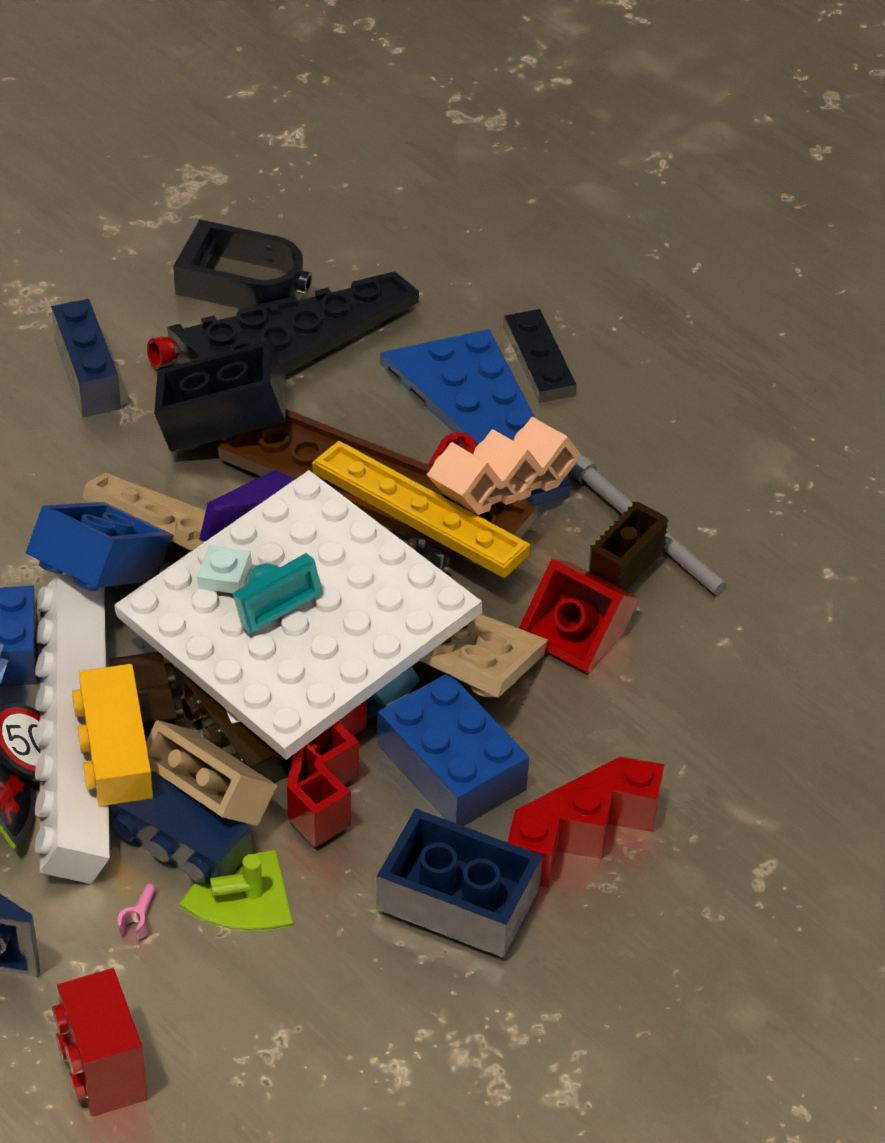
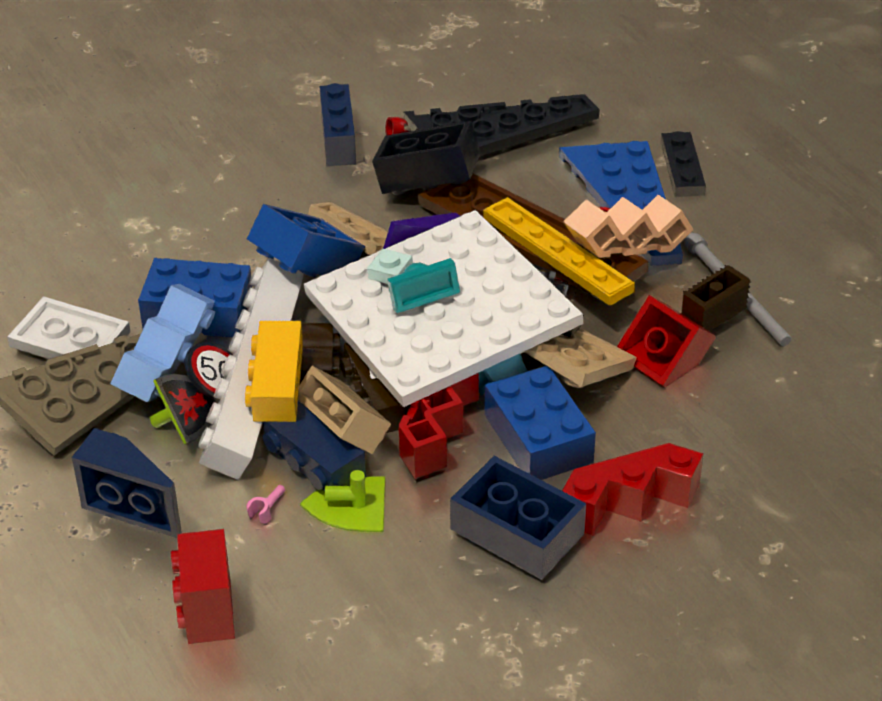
camera: 15 degrees right, 5 degrees down
(243, 245) = (437, 85): black window -> none

